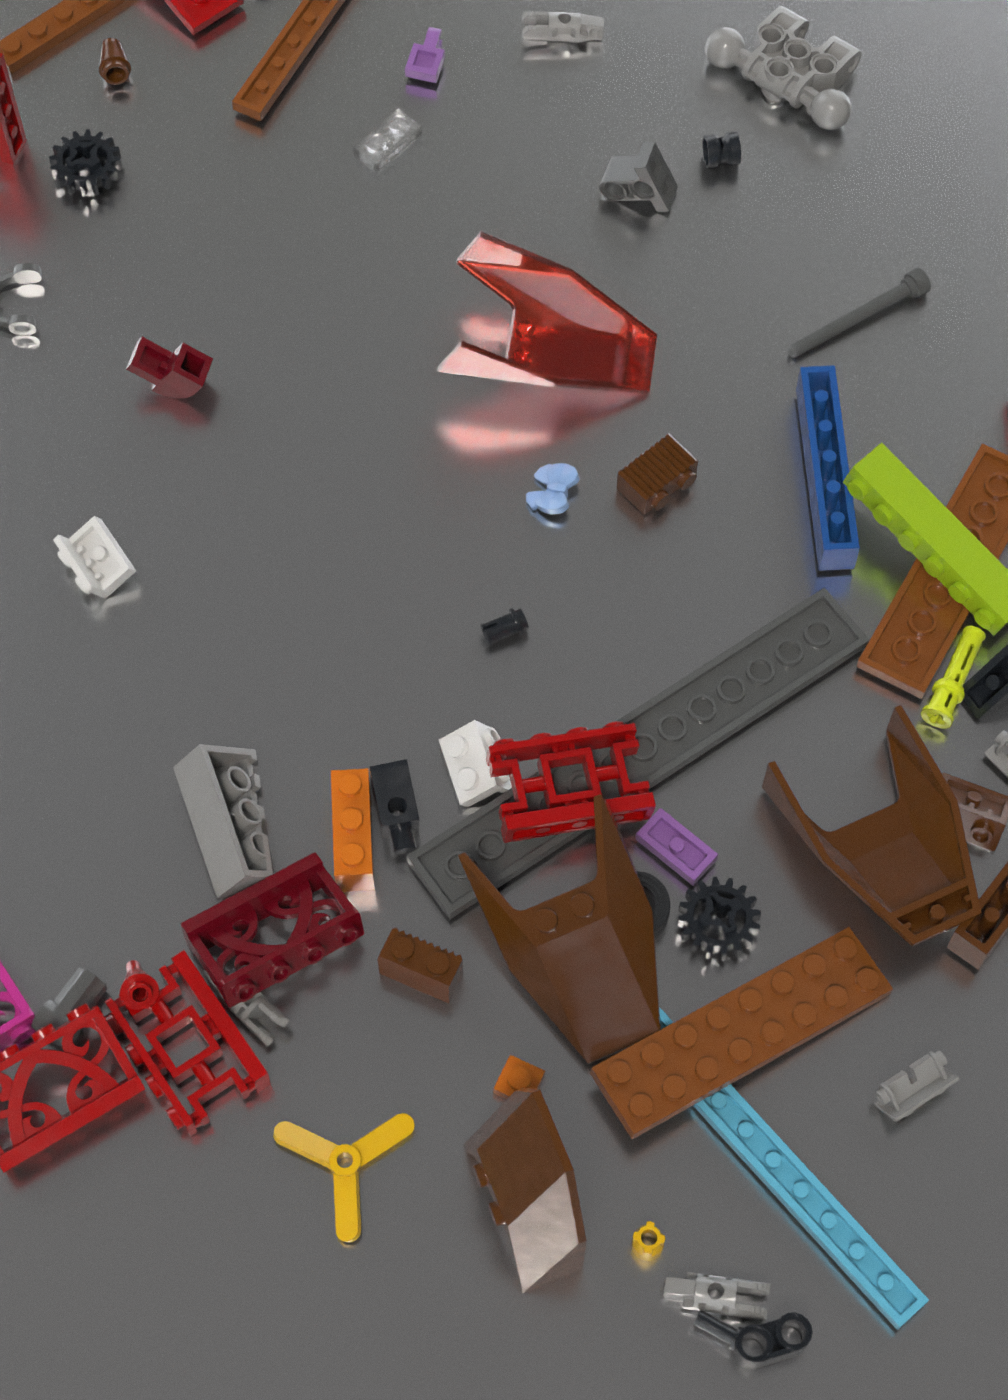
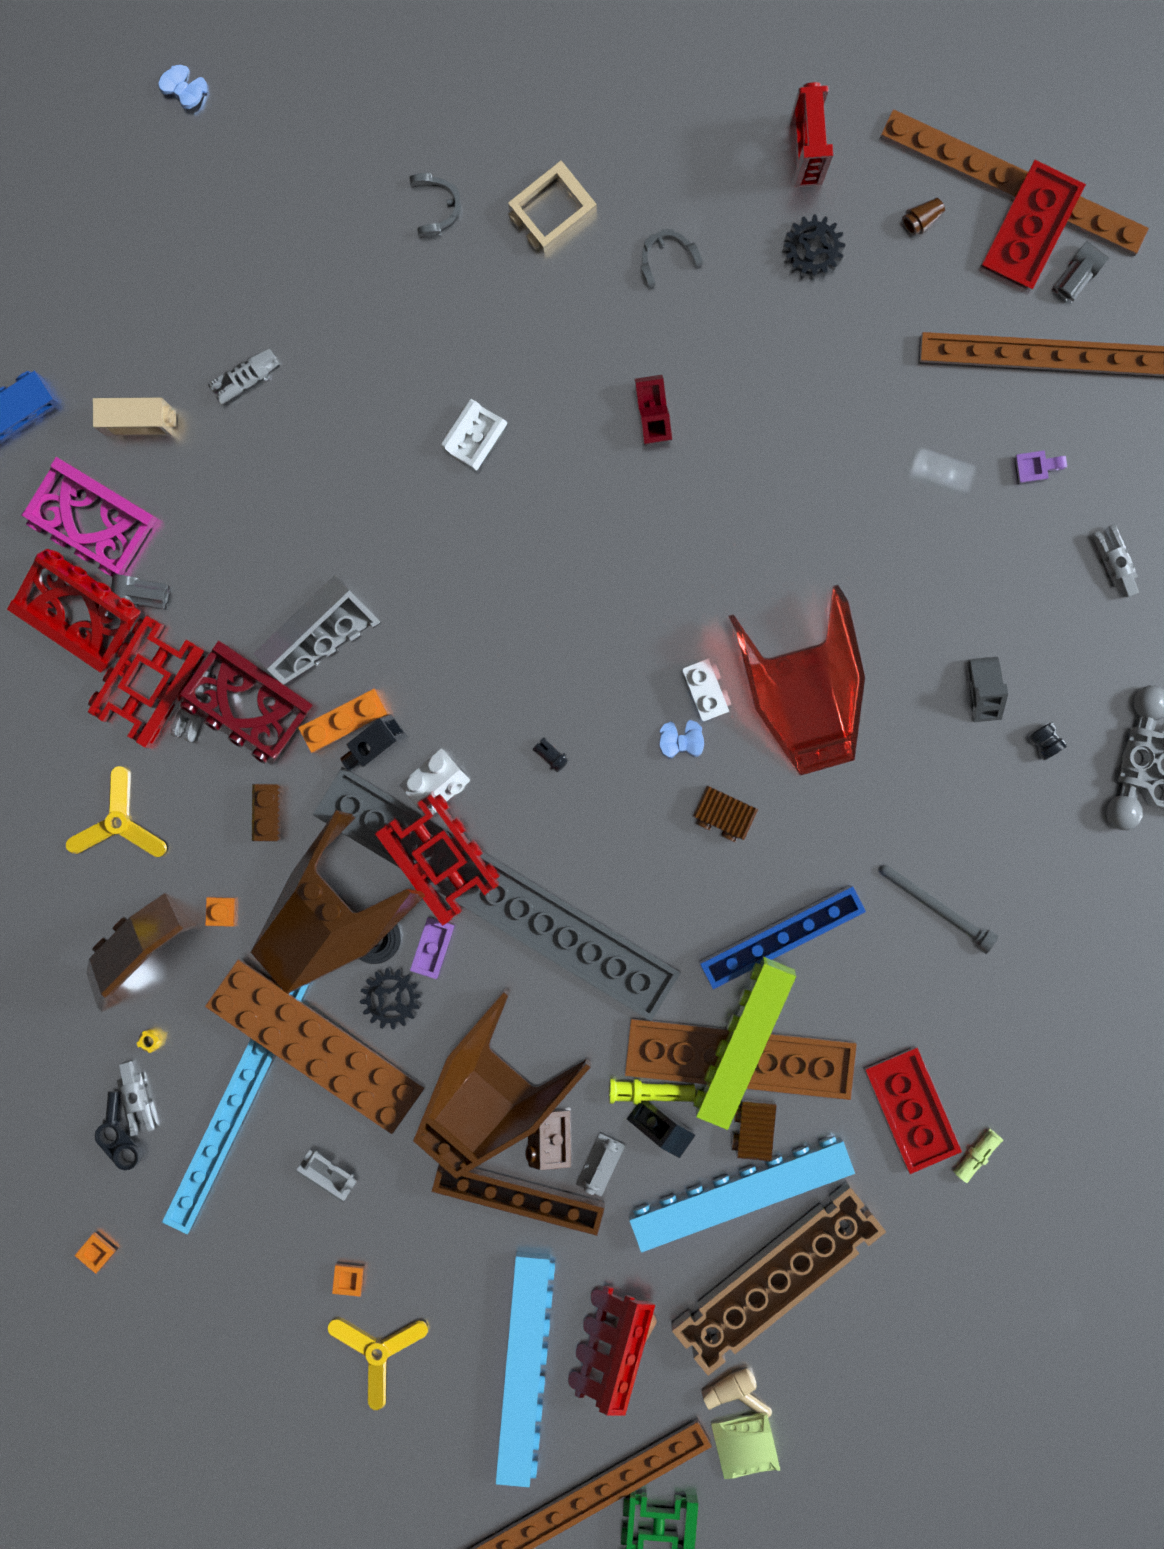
camera: 70 degrees right, 25 degrees up
(138, 988) = (164, 633): red cone -> none
(508, 430) = (705, 689): none -> white bracket

